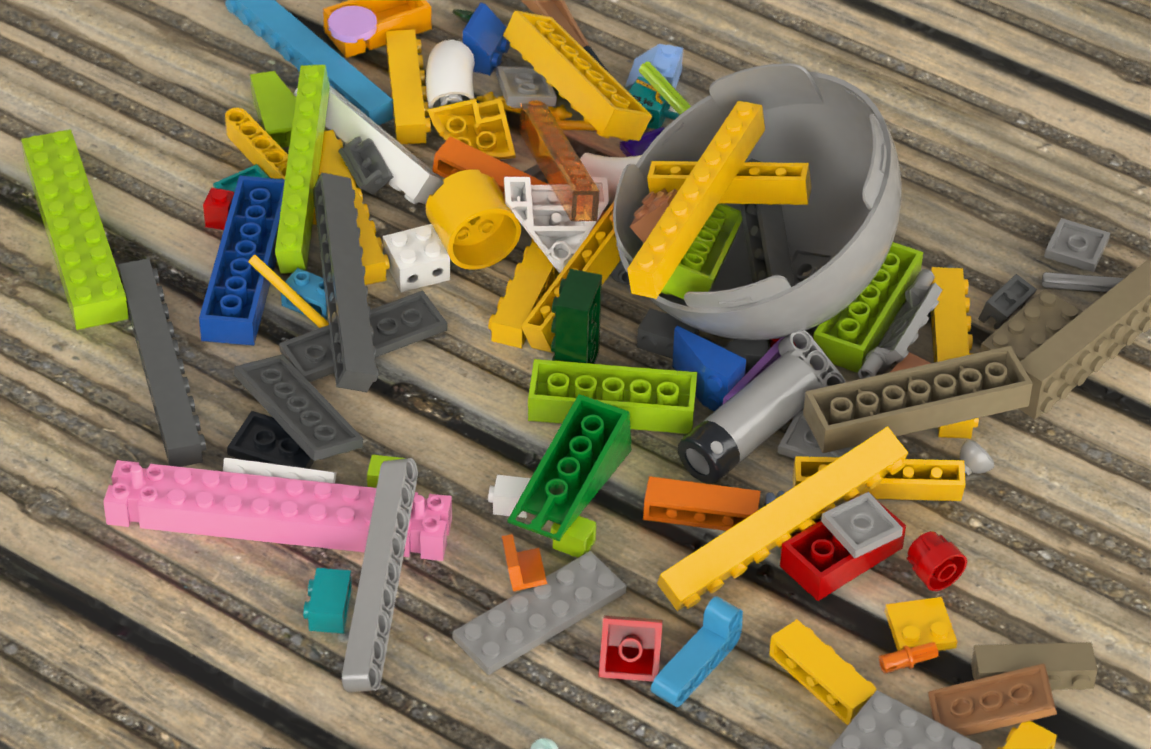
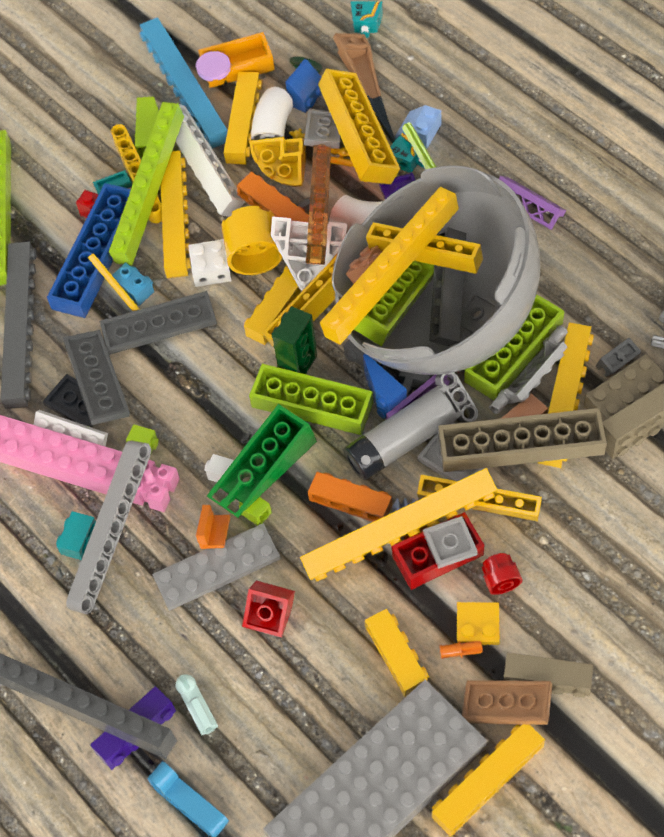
camera: 20 degrees right, 15 degrees up
(344, 283) = (149, 282): dark grey brick -> none
(366, 165) = (194, 183): dark grey hinge -> none
(701, 653) = (313, 624): dark azure beam -> none
(975, 458) = (555, 489): light grey brick -> none

